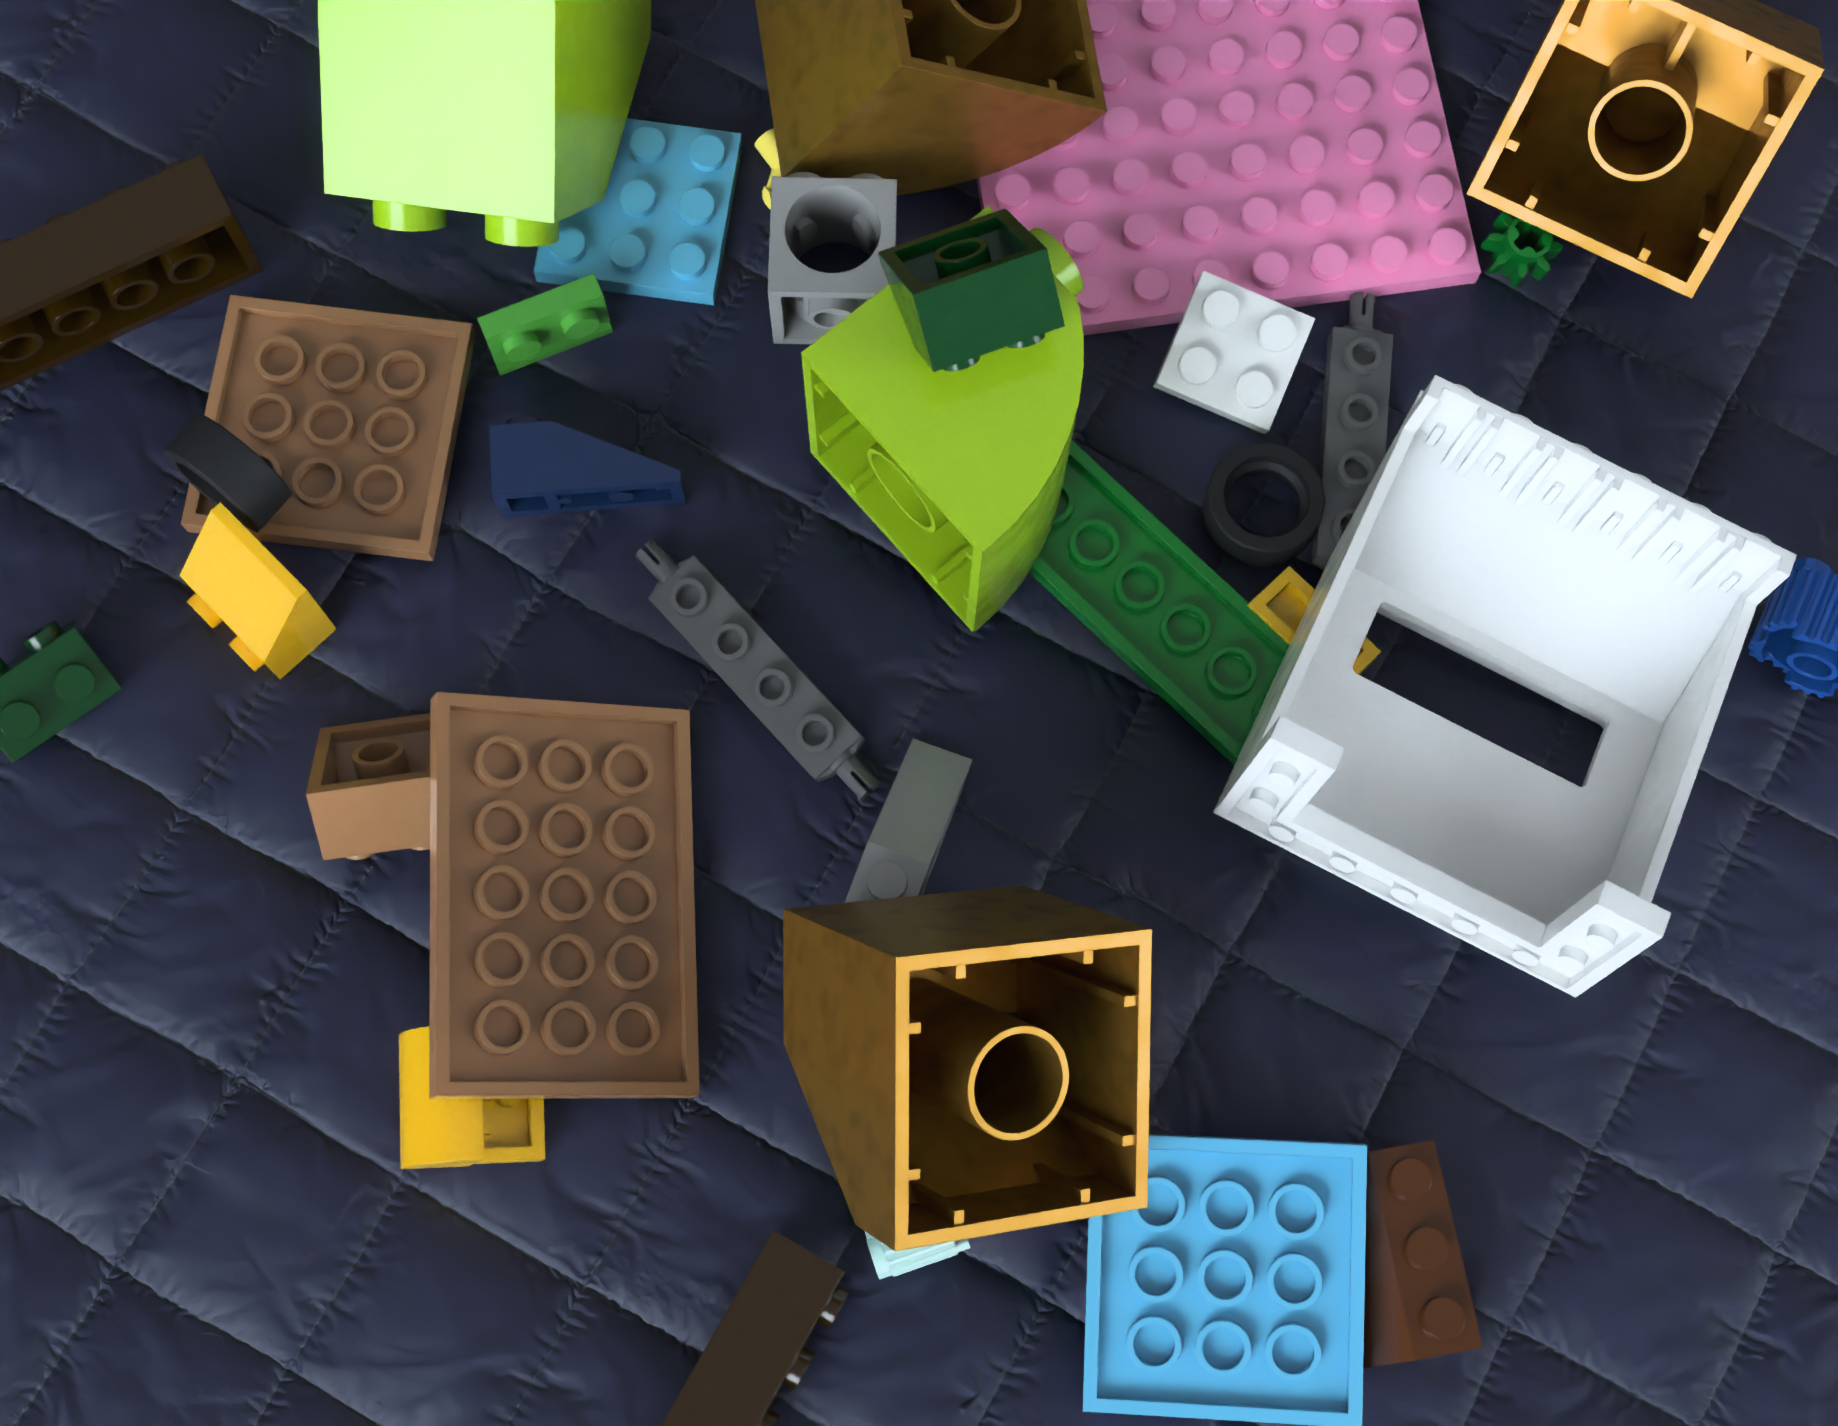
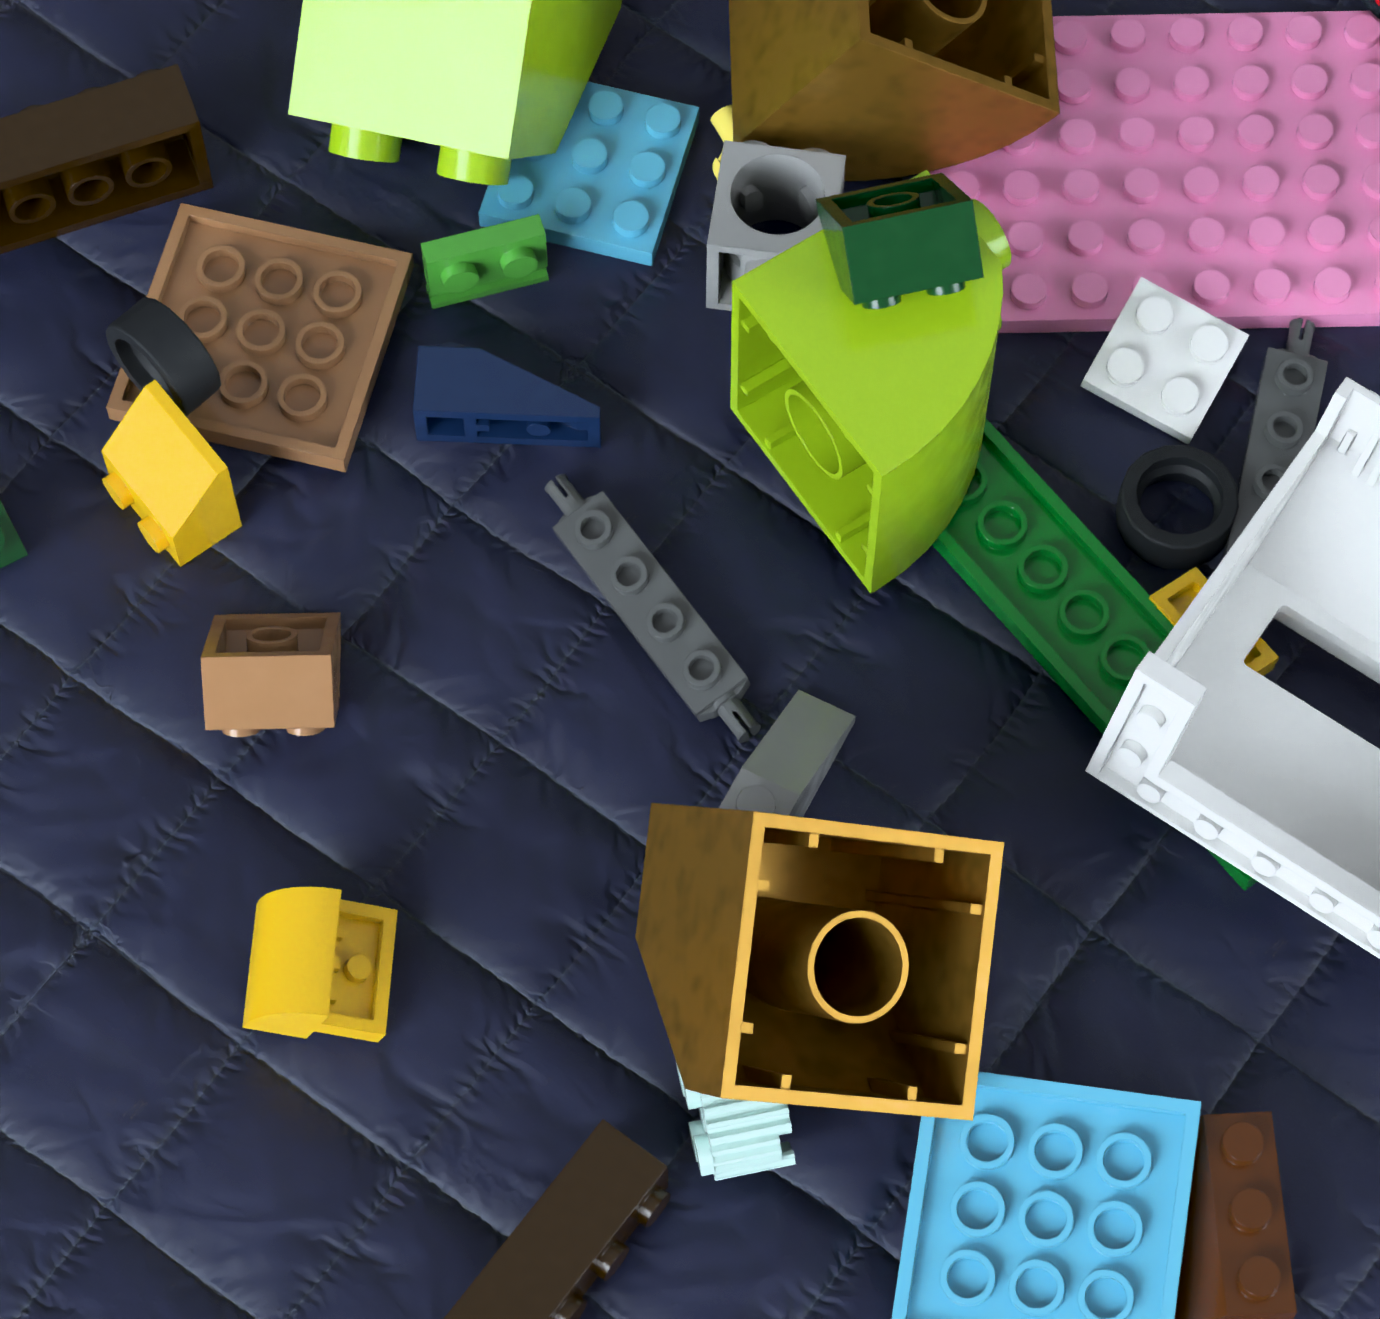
camera: 10 degrees right, 10 degrees down
(561, 900) = (435, 789): medium nougat plate -> none

